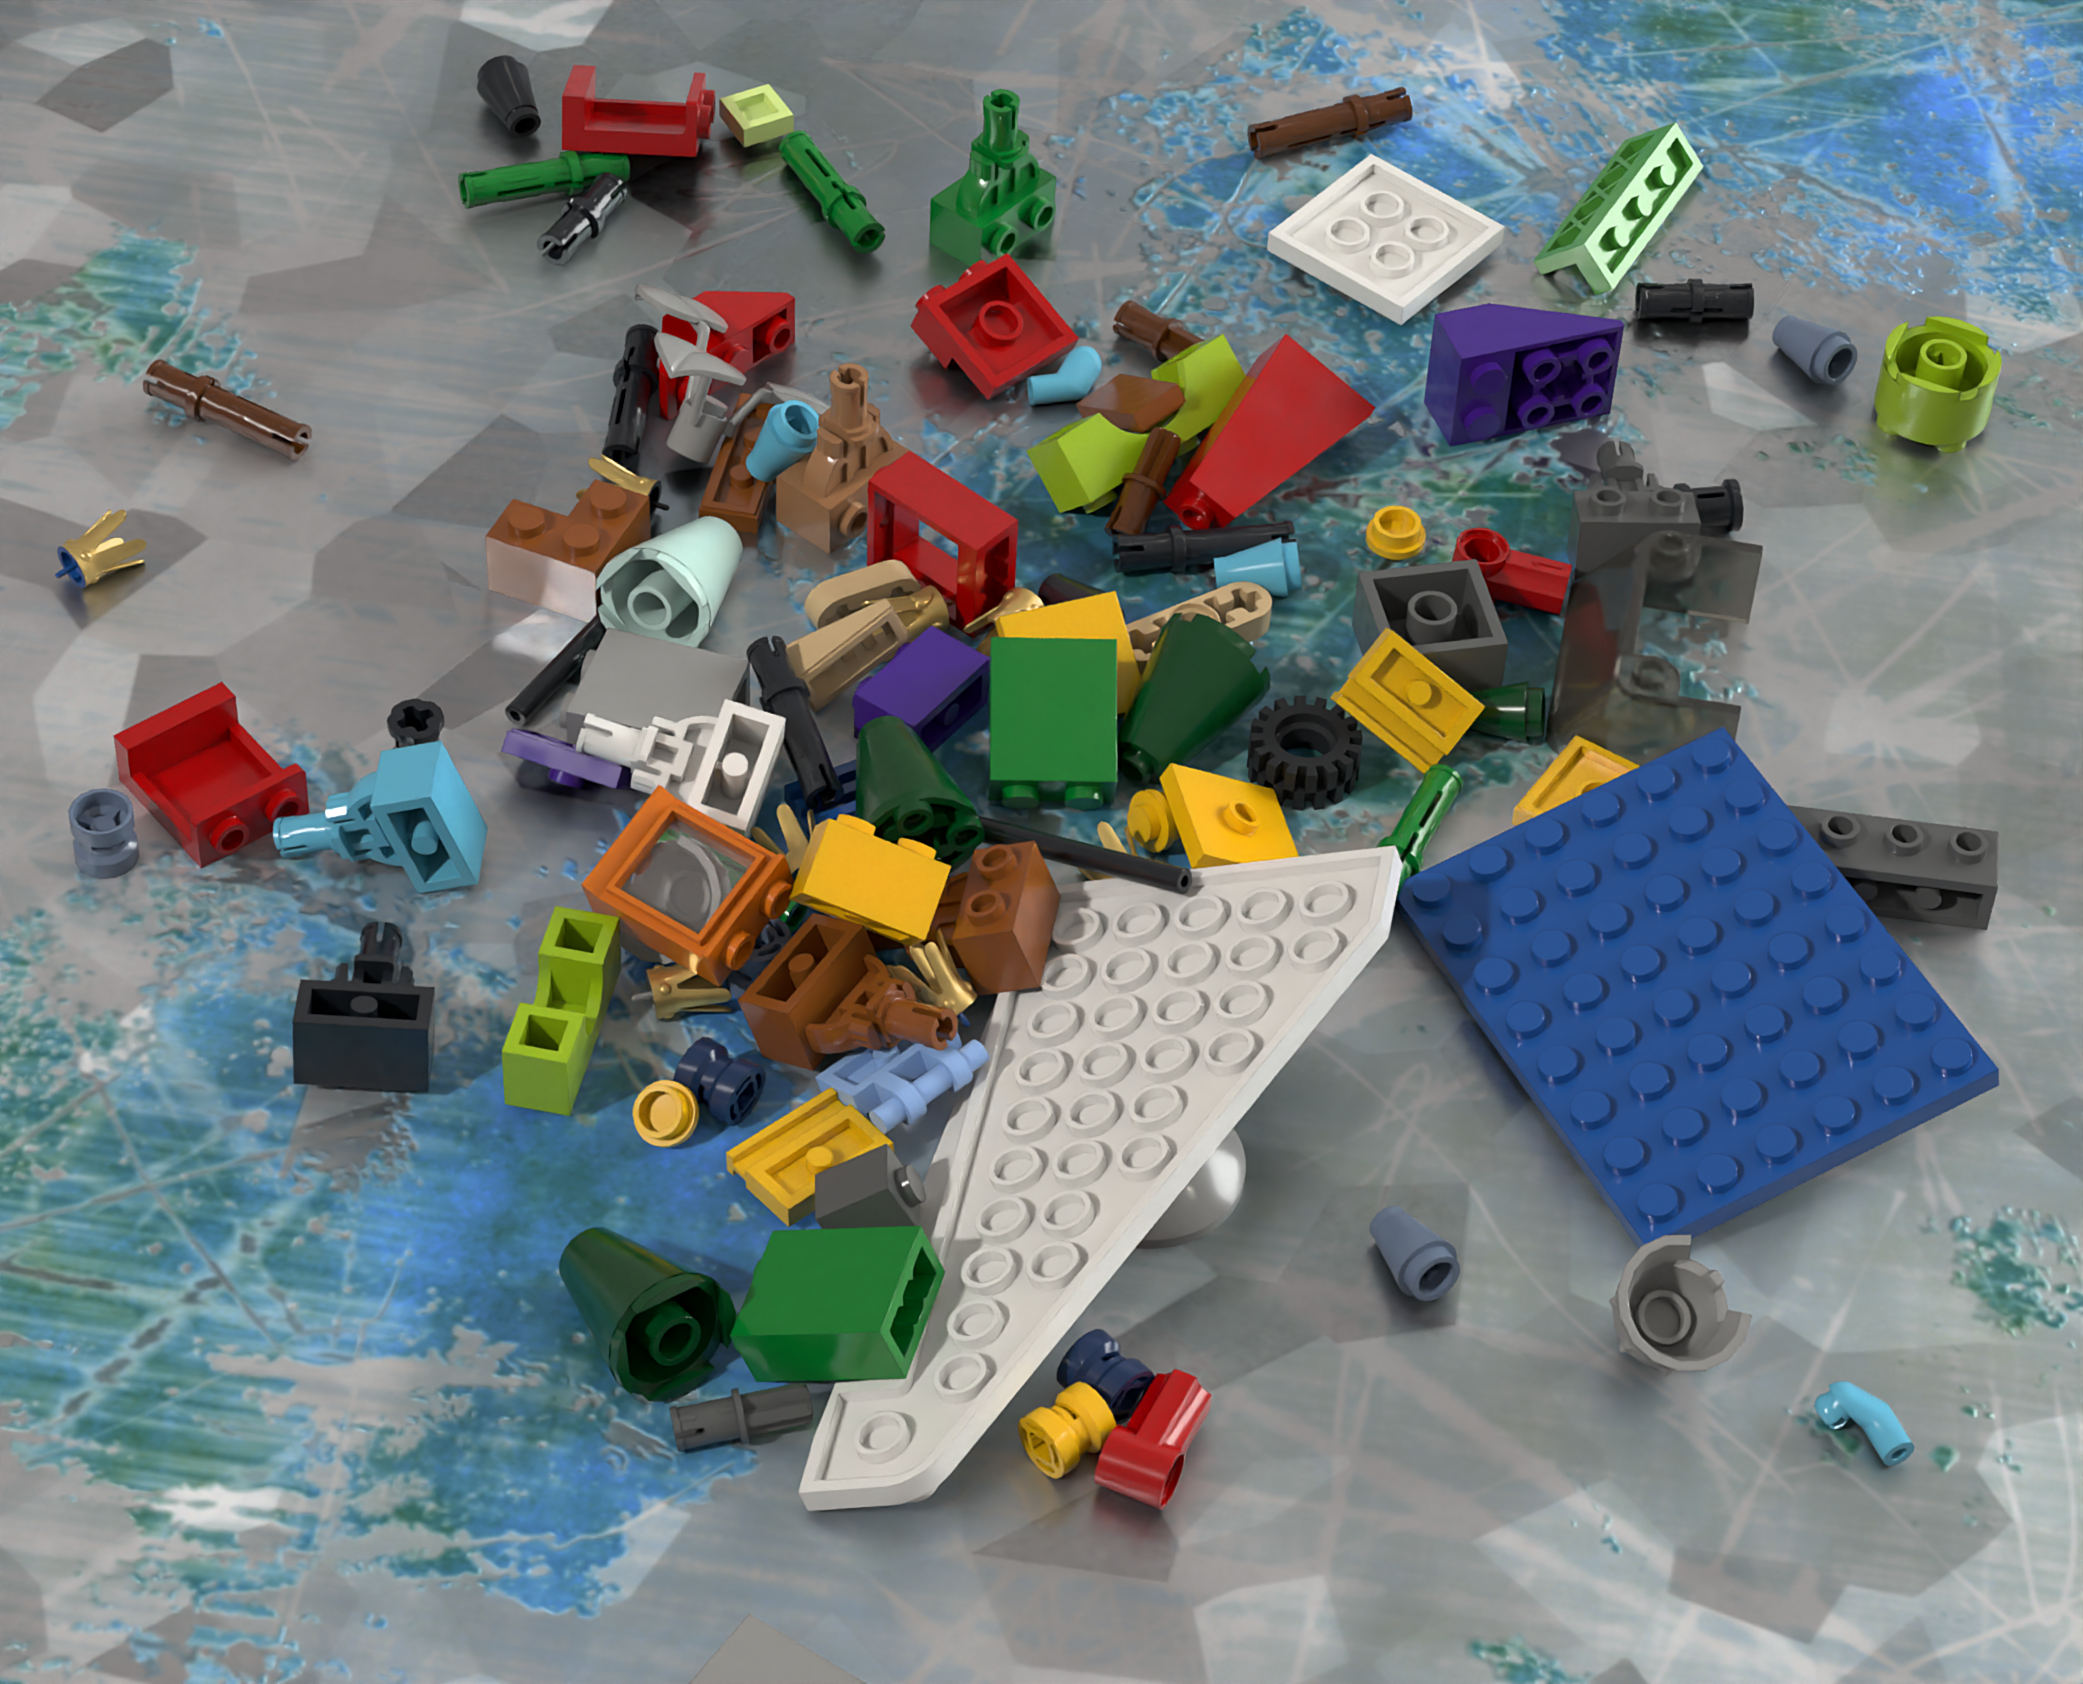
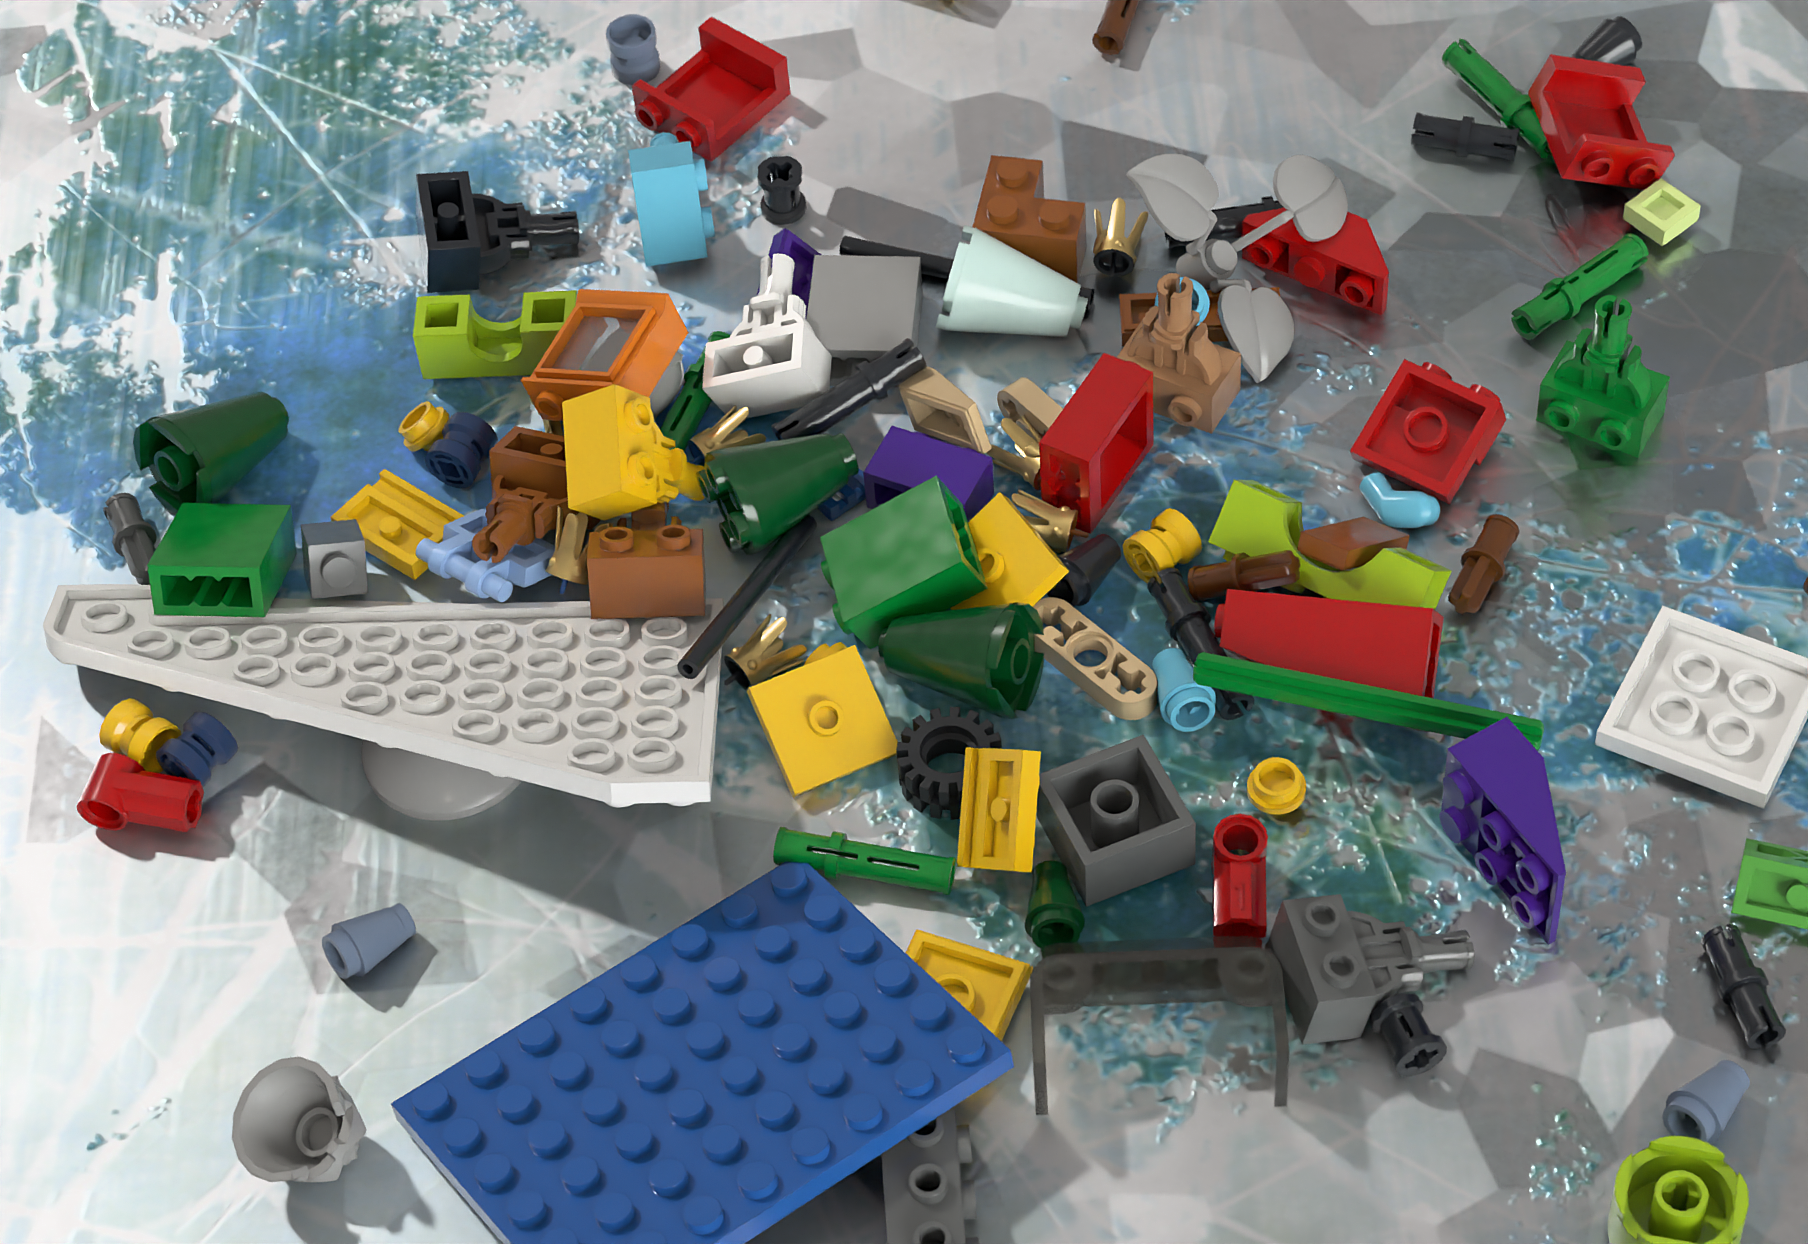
camera: 85 degrees right, 5 degrees up
(1073, 541) = (1166, 543): none -> yellow wheel
(1348, 428) = (1354, 698): none -> green axle

